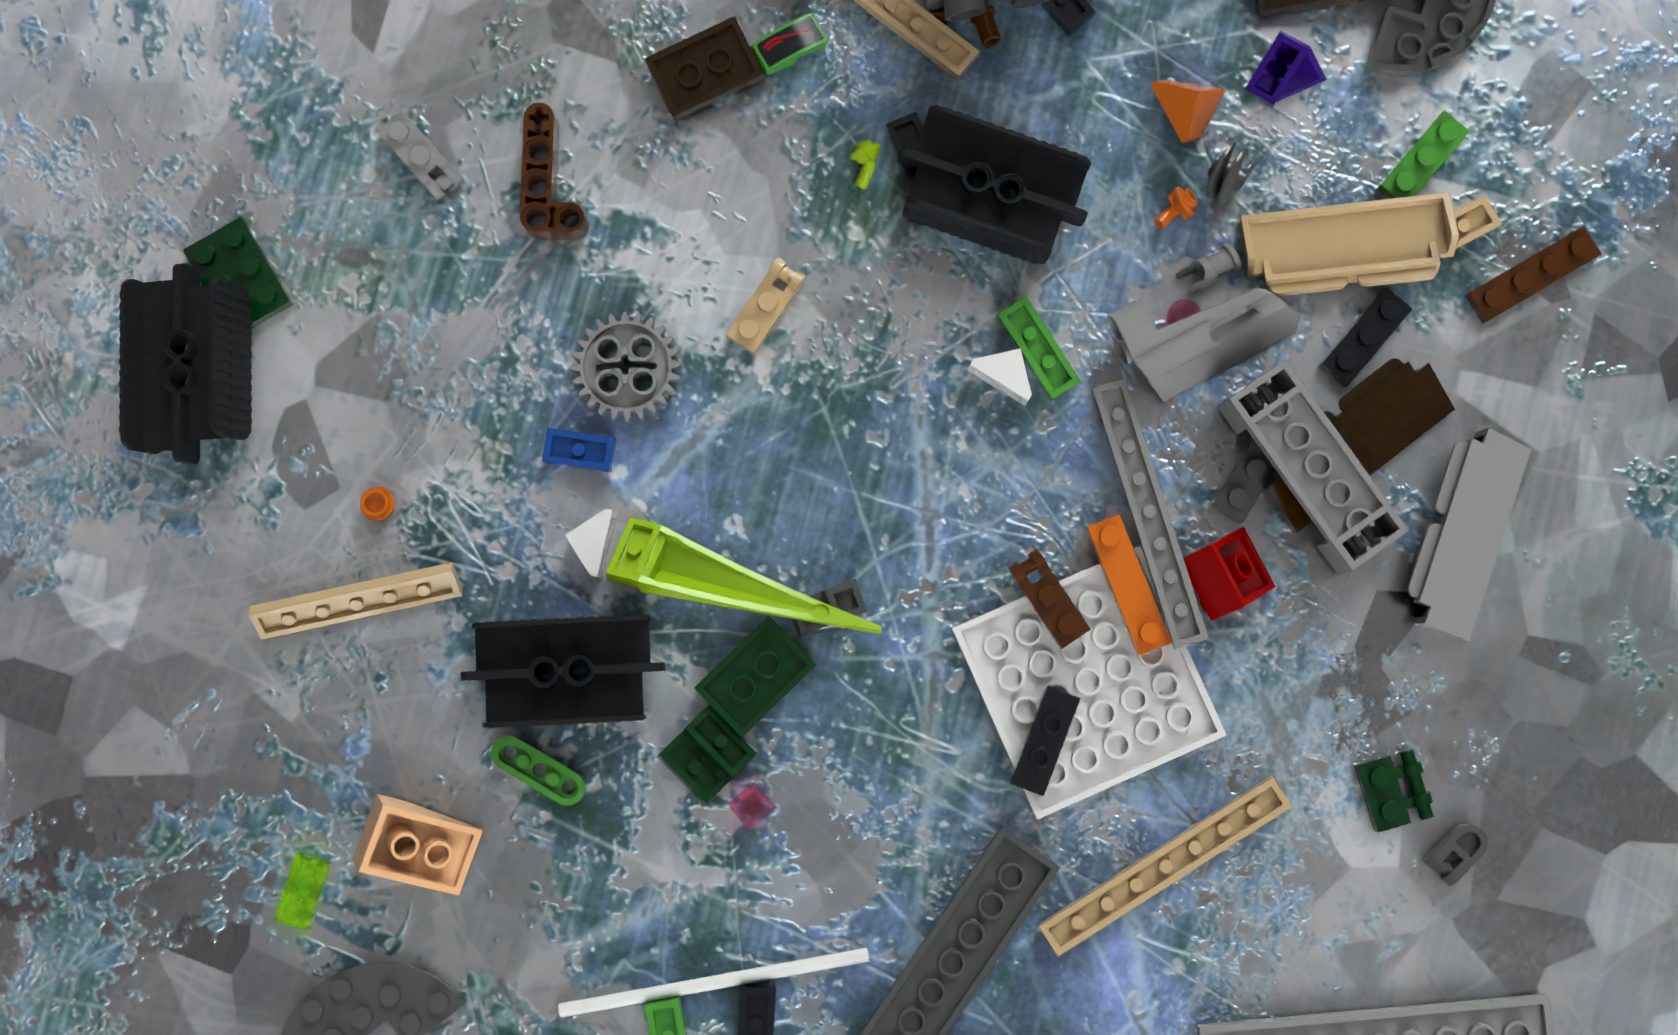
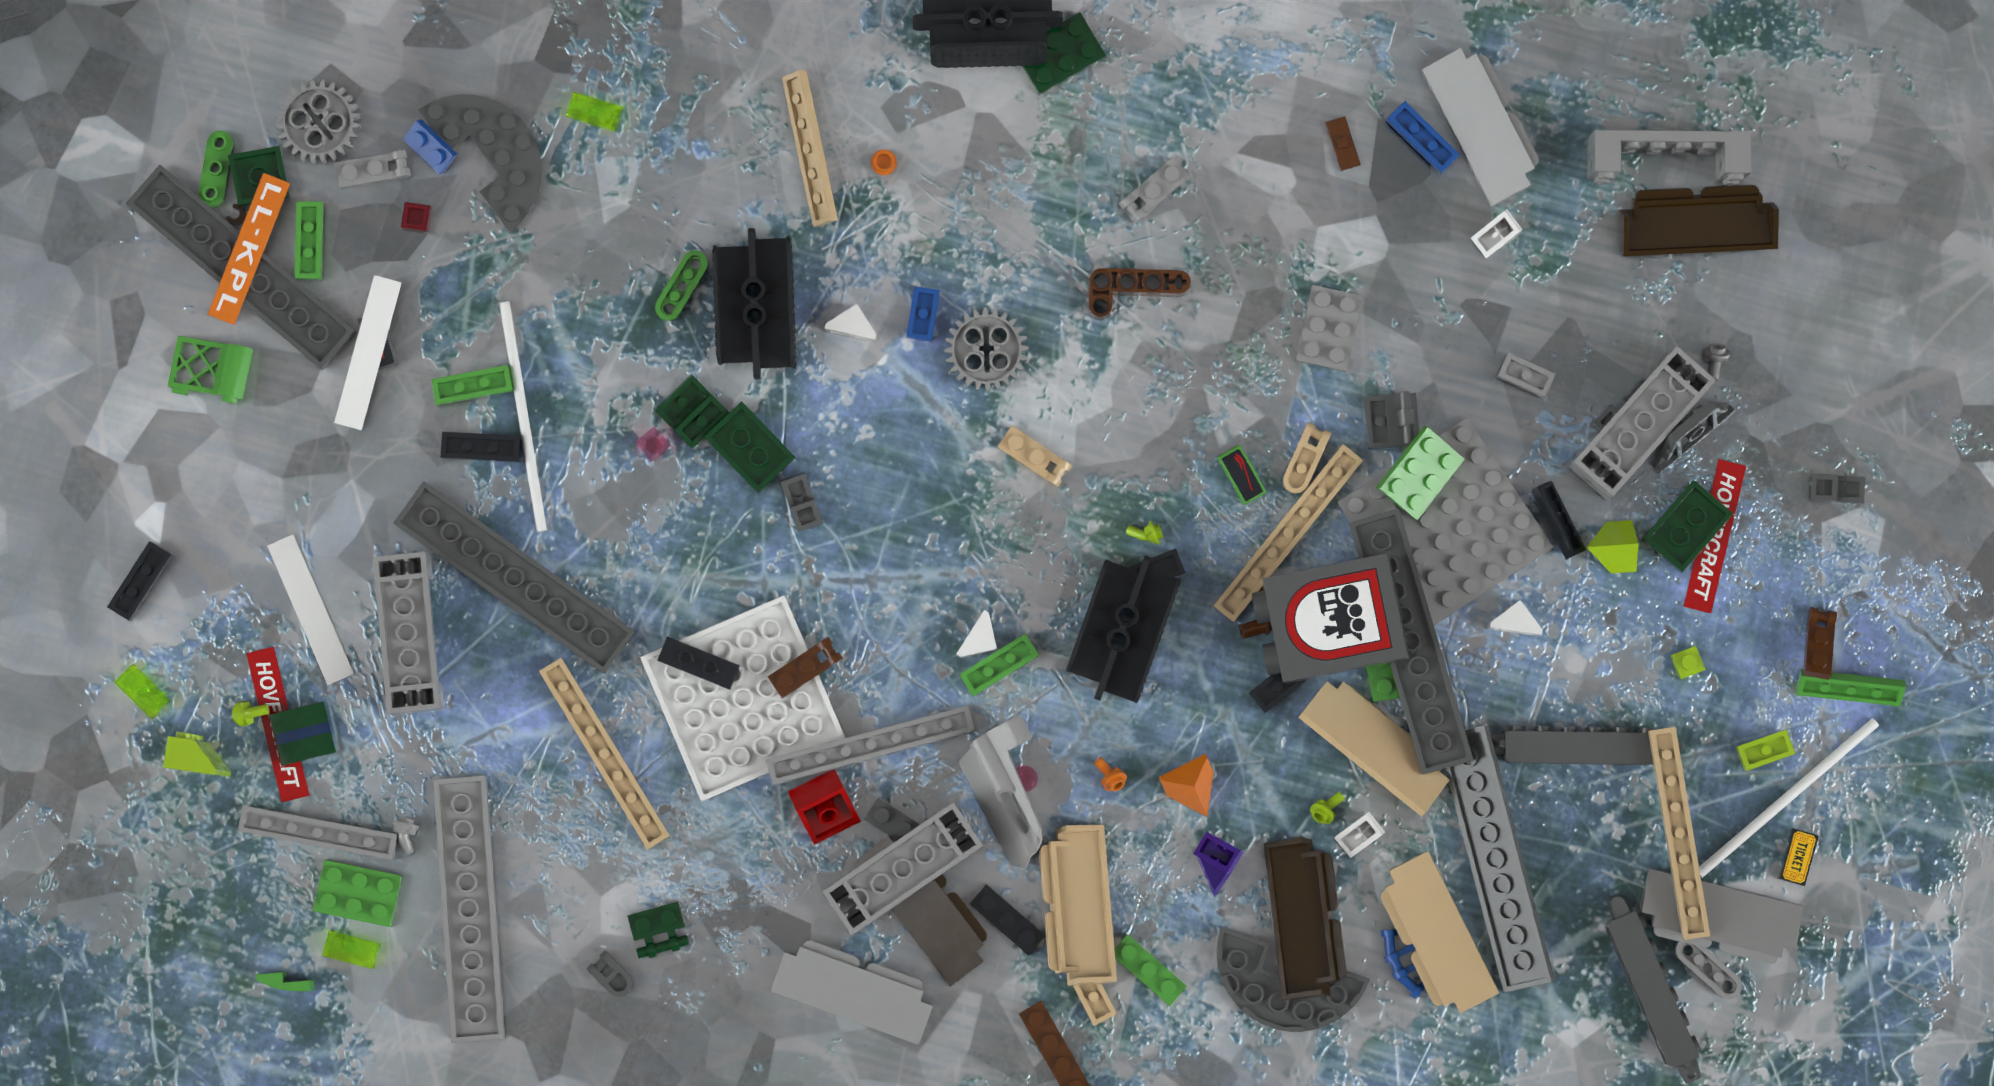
camera: 85 degrees right, 0 degrees up
(416, 845) = (627, 195): light nougat slope -> none
(678, 568) = (832, 386): lime plate -> none
(704, 68) = (1221, 408): dark brown plate -> none
(1128, 585) = (815, 728): orange plate -> none
(1211, 267) = (1061, 799): light grey piece -> none
(1228, 176) = (1131, 810): dark grey piece -> none

